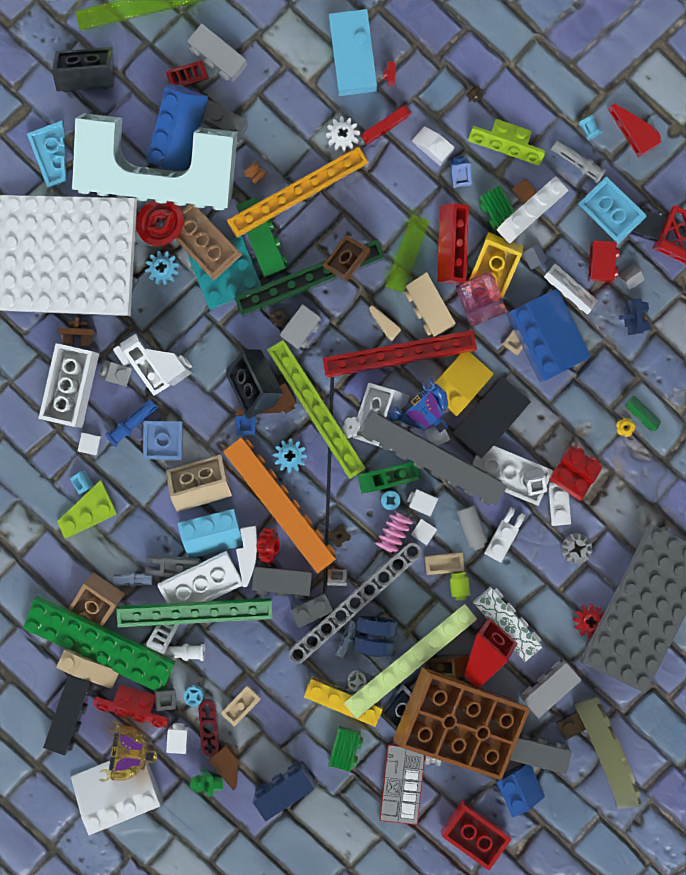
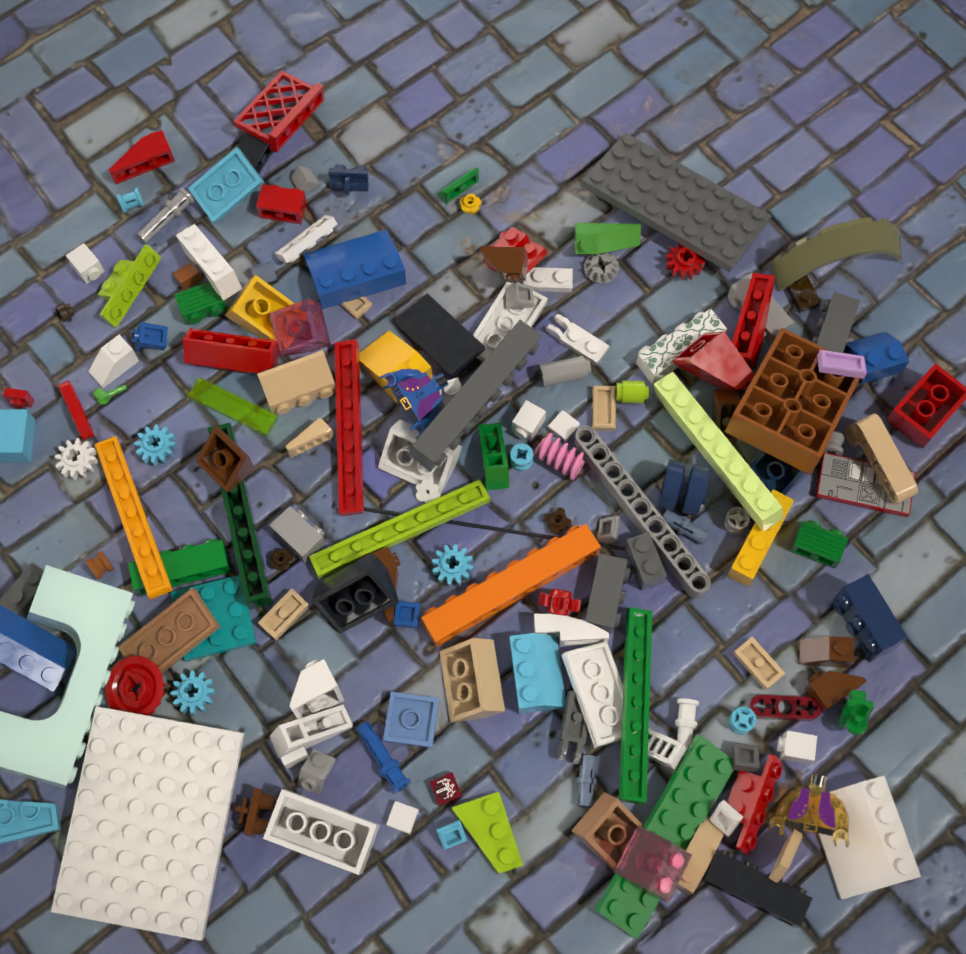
camera: 80 degrees left, 20 degrees down
(70, 636) = (653, 864): none -> clear pink slope
(92, 734) = (786, 856): none -> tan tile
(114, 473) = (445, 789): none -> dark red tile
(116, 687) = (725, 818): none -> white tile
(233, 327) = (283, 614): none -> tan plate
(256, 758) = (827, 651): none -> reddish brown slope
(355, 196) = (149, 452): none -> medium azure gear
(402, 143) = (104, 397): none -> bright green hand
(424, 797) = (883, 457): none -> tan beam
(499, 760) = (841, 364): none -> lavender tile
(522, 102) = (85, 263): none -> white brick
(534, 683) = (753, 318): none -> red slope
(559, 468) = (508, 261): none -> reddish brown slope
(602, 548) = (605, 237): none -> bright green slope

